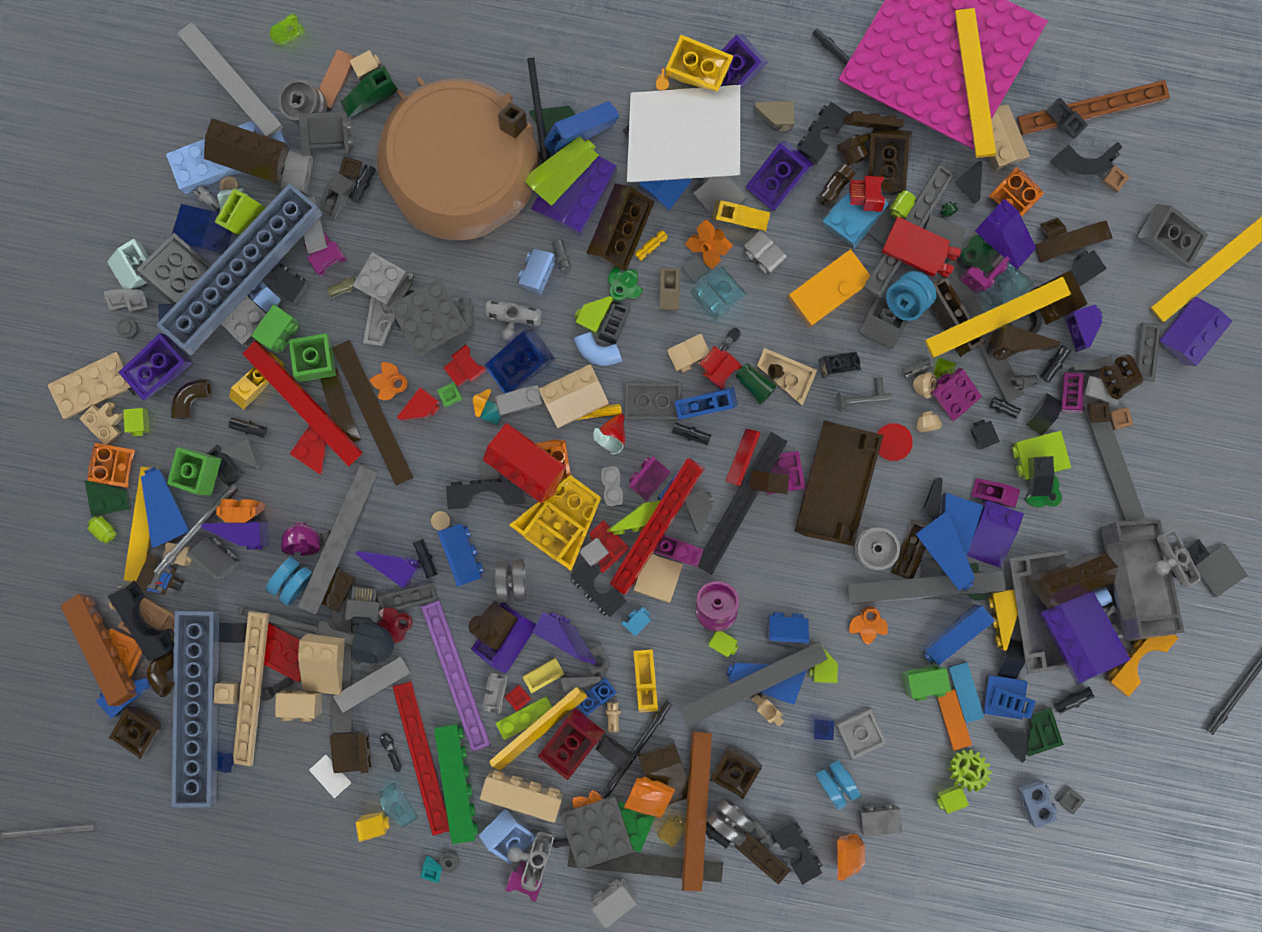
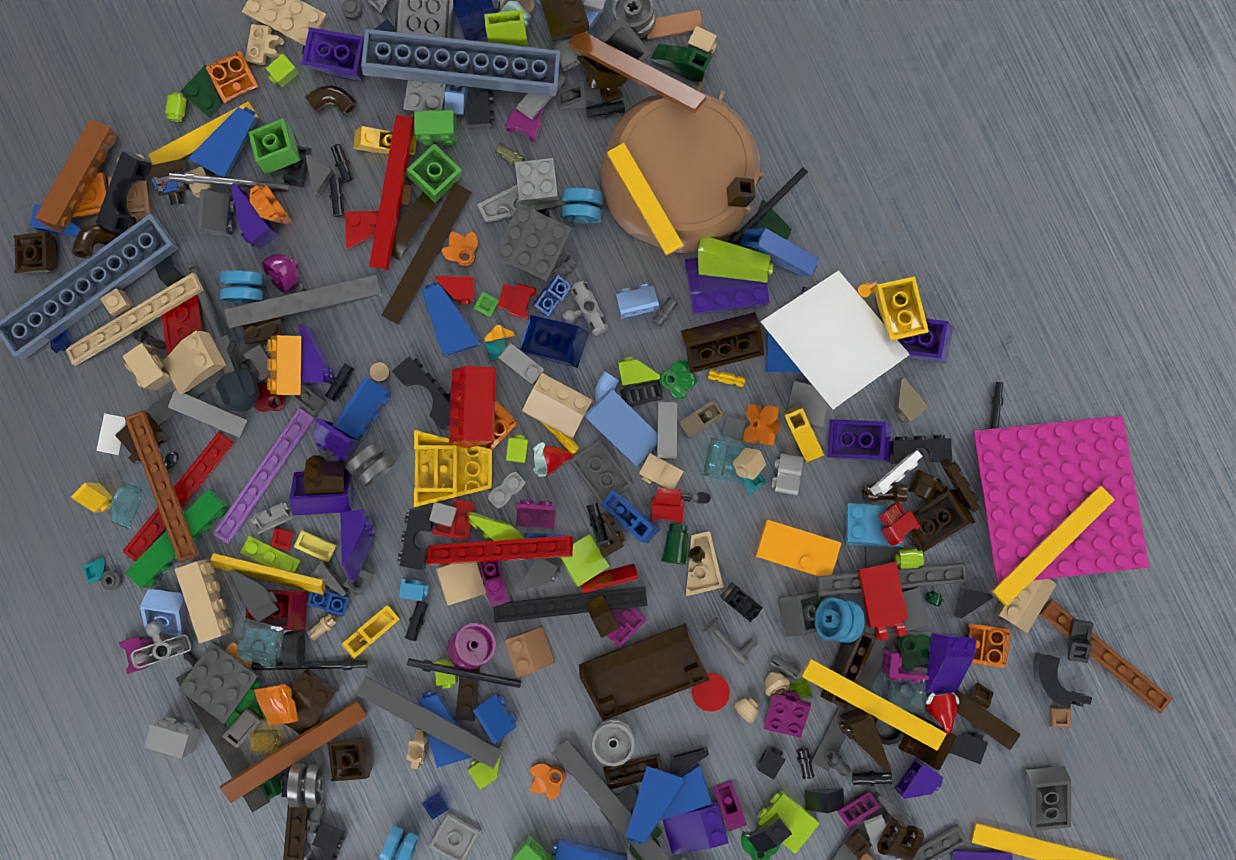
camera: 50 degrees right, 0 degrees up
(272, 451) = (337, 197): none -> black pin
(314, 394) = (406, 196): none -> reddish brown tile
(331, 163) = (600, 75): none -> dark brown slope
(353, 132) = (638, 71): none -> tile
(379, 590) = (284, 365): none -> light orange brick
(404, 762) = (161, 486): none -> dark orange tile
(427, 258) = (582, 205): none -> dark azure wheel
(443, 435) = (449, 325): none -> blue slope
(461, 201) = (644, 199): none -> yellow tile
(469, 595) = (334, 439): none -> dark purple slope
(480, 336) = (551, 295): none -> blue slope
(549, 750) = (256, 597): none -> dark grey slope
(585, 454) = (517, 449): none -> lime brick
(590, 774) = (260, 643): none -> clear light blue slope
(630, 355) = (623, 427): none -> medium blue tile
(647, 839) = (242, 727): none -> tile
(658, 322) = (667, 430): none -> light grey tile
(664, 637) = (416, 621): none -> black pin
(707, 651) = (428, 665): none -> black bar
(713, 852) = (271, 788): none -> dark green plate
(717, 465) = (585, 561): none -> lime tile
(718, 436) = (610, 546): none -> dark brown bracket
(733, 276) = (749, 463): none -> tan brick
(749, 284) = (753, 485): none -> teal slope
(753, 638) = (467, 698): none -> dark brown plate
(755, 563) = (529, 651): none -> medium nougat slope
(827, 164) = (896, 473): none -> white plate
(1041, 265) = (943, 709): none -> red hat

